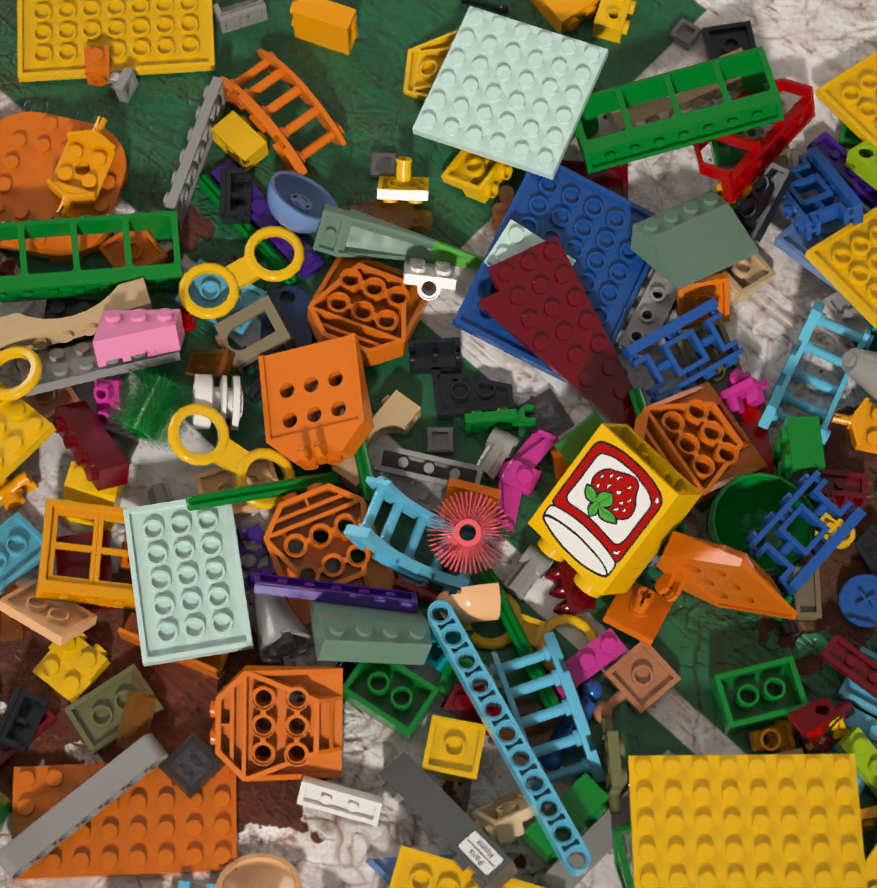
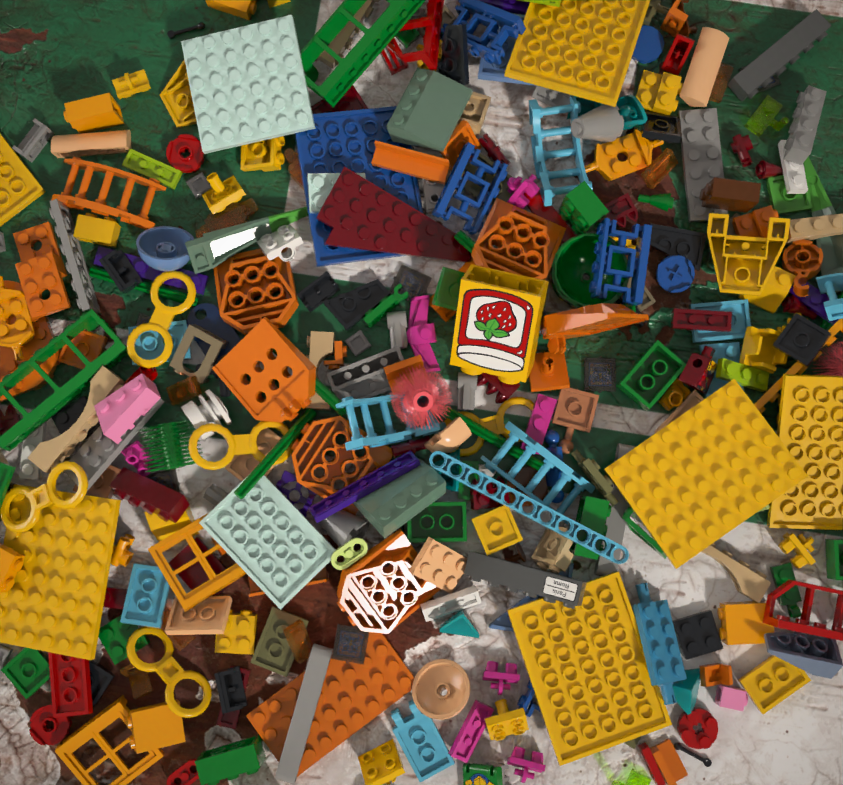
camera: 30 degrees left, 15 degrees up
(151, 143) = (41, 270): none -> orange bracket
(264, 651) = (349, 553): none -> yellowish green plate
(299, 53) = (91, 144): none -> light nougat brick
(333, 831) = (459, 625): none -> teal slope
(345, 114) = (152, 168): none -> lime plate
(357, 742) = (439, 565): none -> light nougat plate
(386, 19) = (131, 84): none -> yellow hips
(392, 137) = (177, 146): none -> red plate
(412, 436) = (340, 353): none -> orange bracket
(635, 281) = (411, 162): none -> orange panel
(692, 182) = (399, 68): none -> red tile
(698, 658) = (600, 374): none -> piece
(740, 331) = (493, 150): none -> dark red pin

